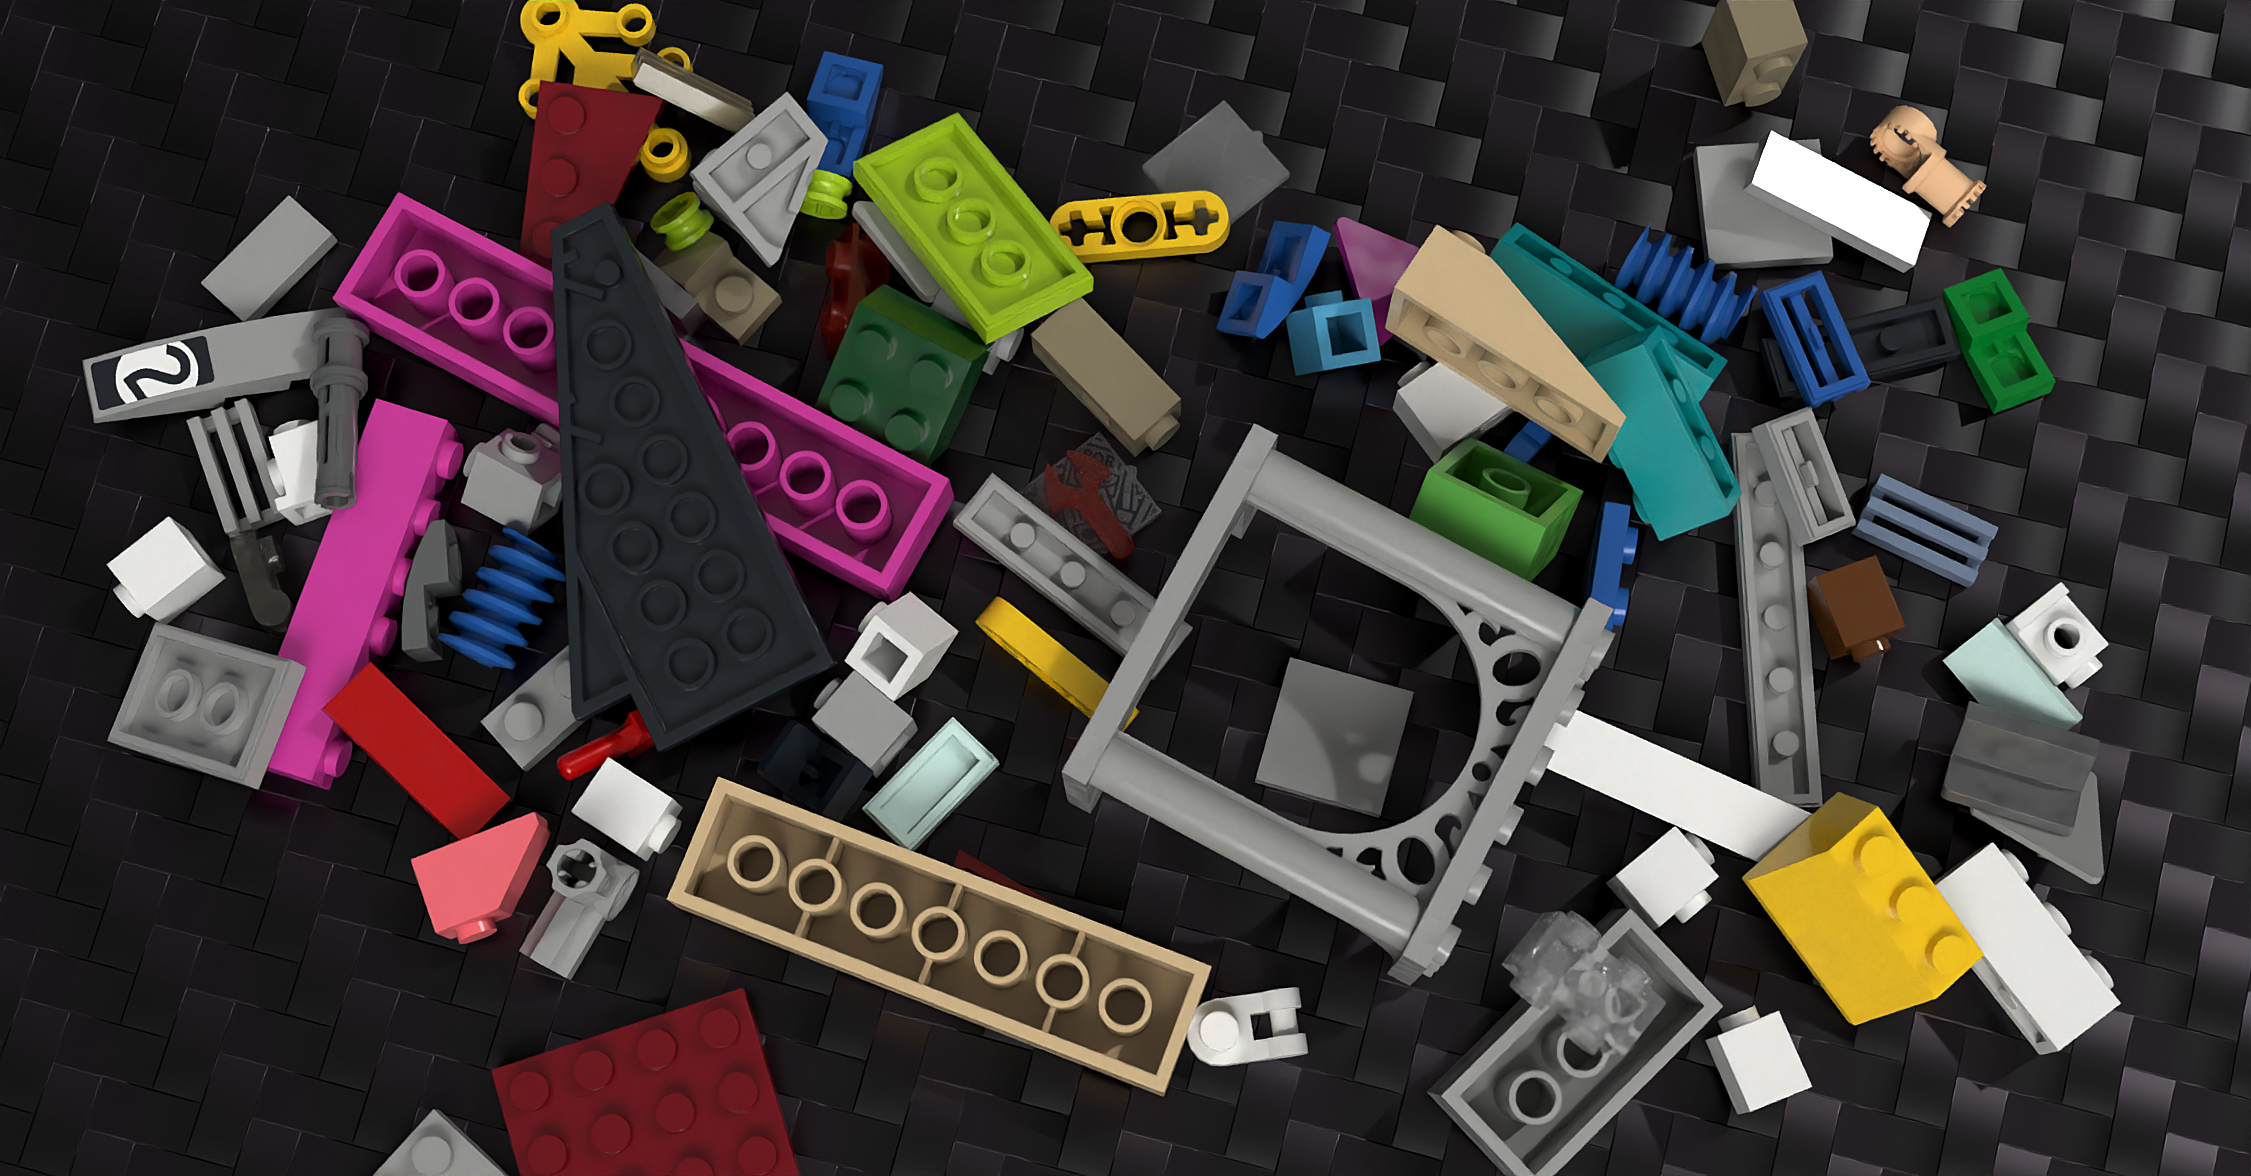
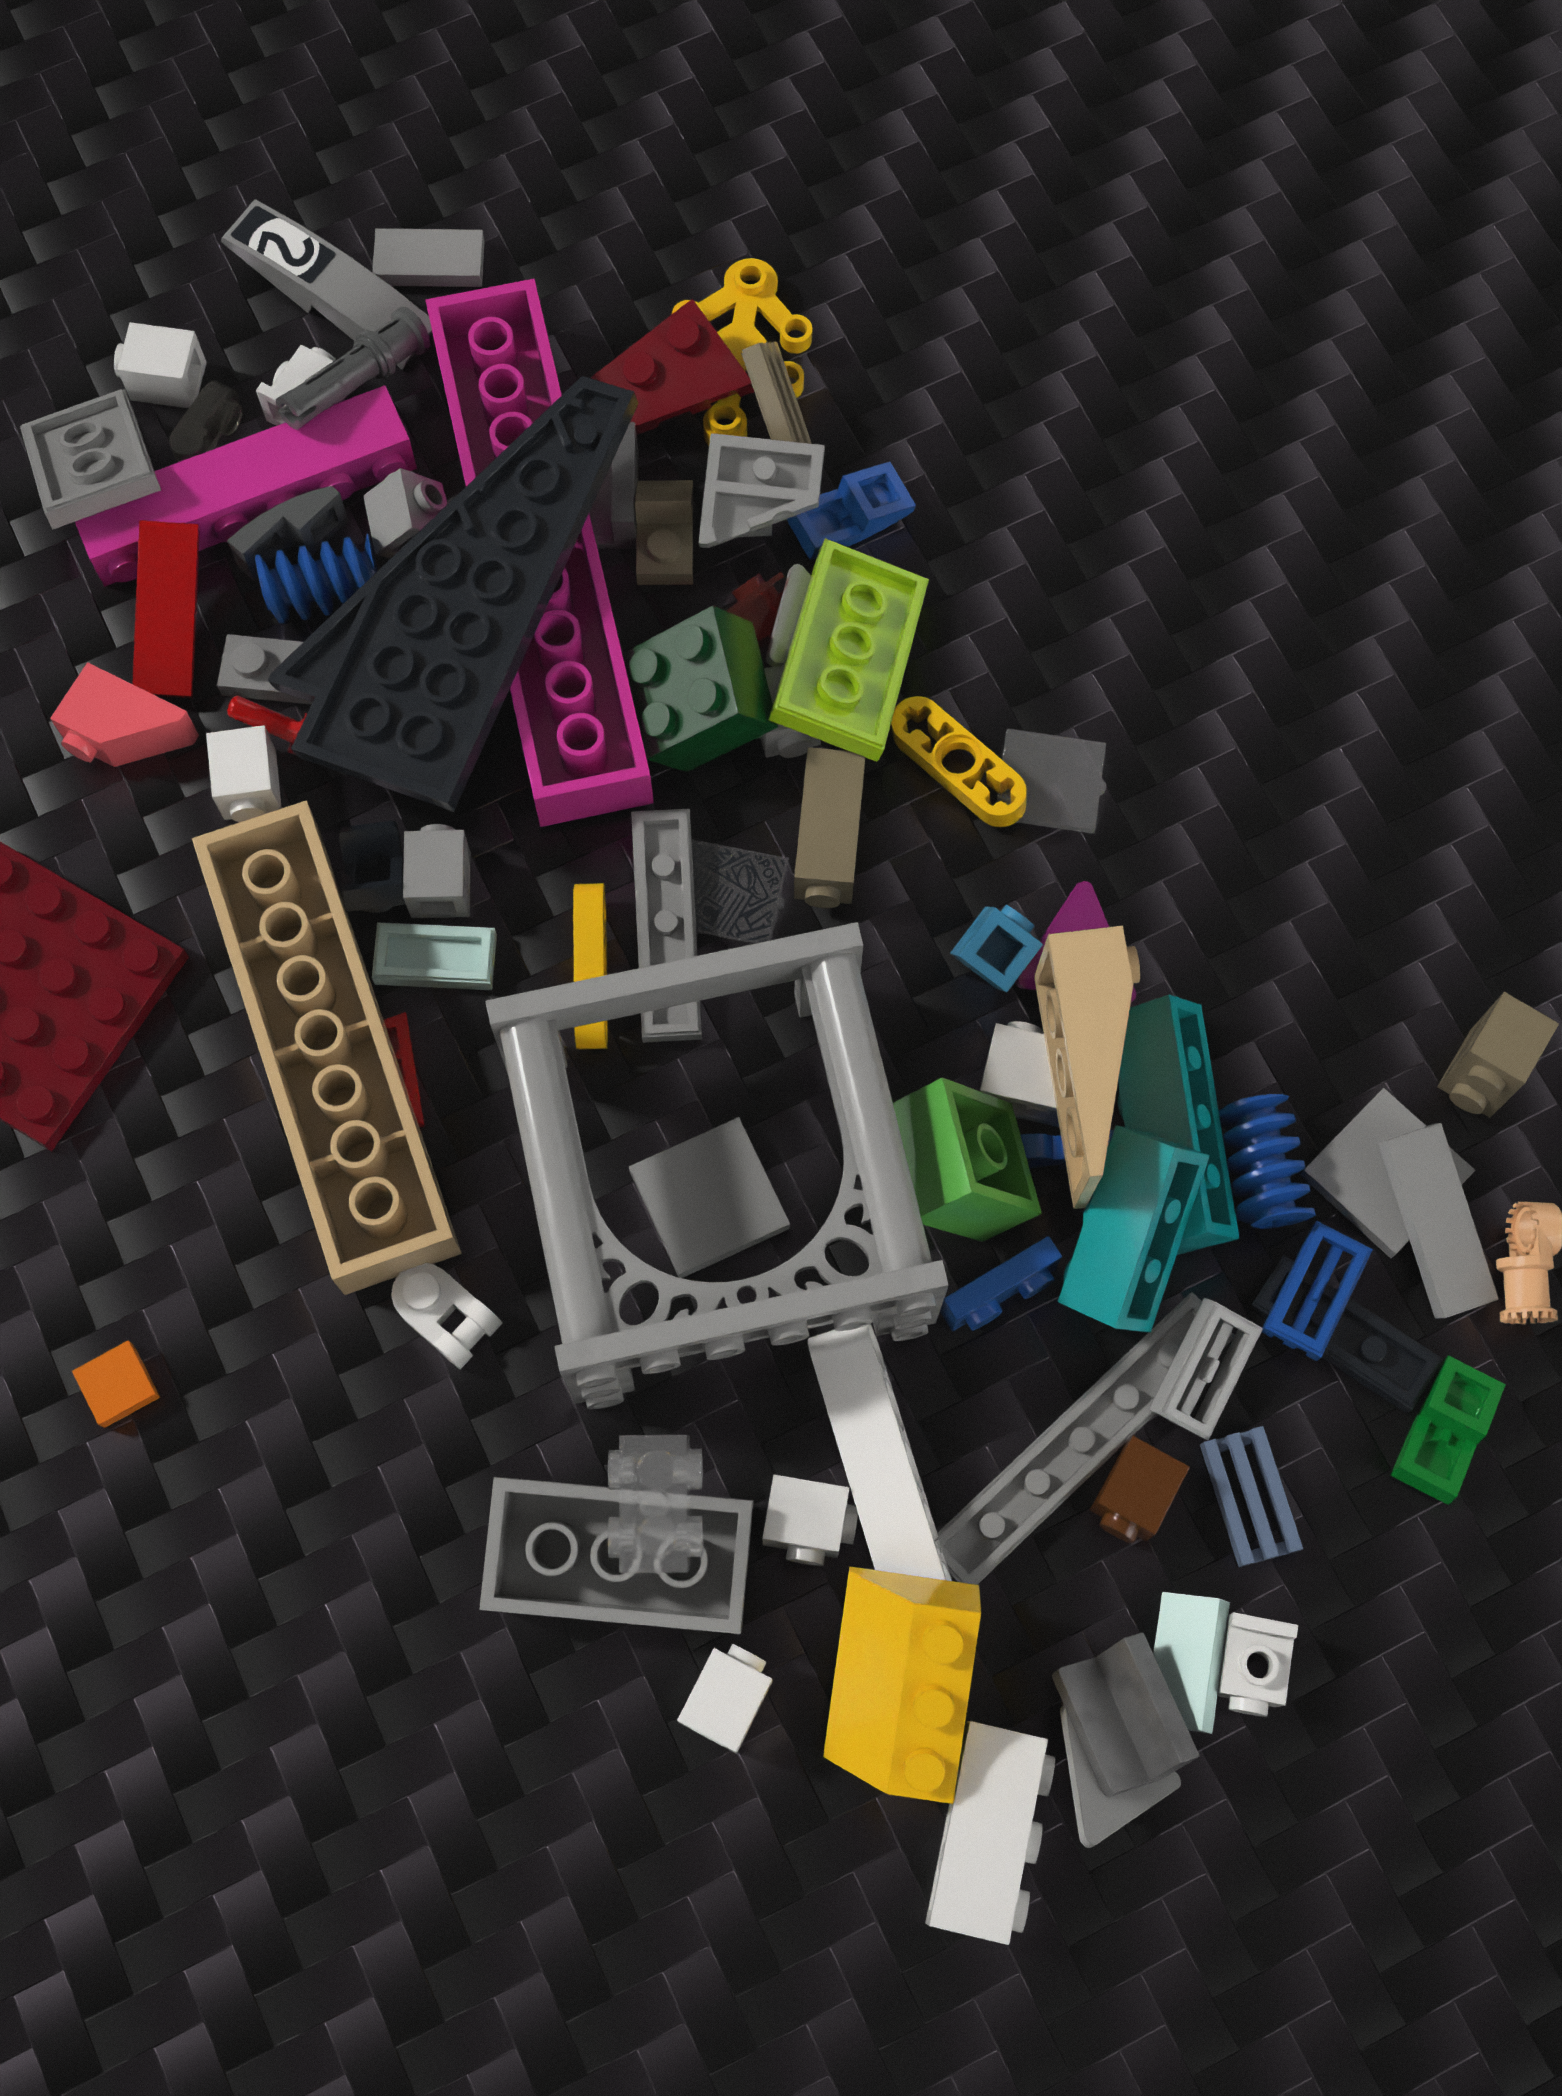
camera: 45 degrees right, 5 degrees down
(222, 423) = (264, 347): light grey tile -> none
(587, 892) = (162, 792): light grey piece -> none
(681, 221) = (684, 471): lime bush -> none
(826, 195) = (787, 542): lime bush -> none
(900, 645) = (510, 848): white brick -> none
(1089, 502) = (728, 890): clear red bar -> none
(1265, 298) = (982, 882): blue slope -> none

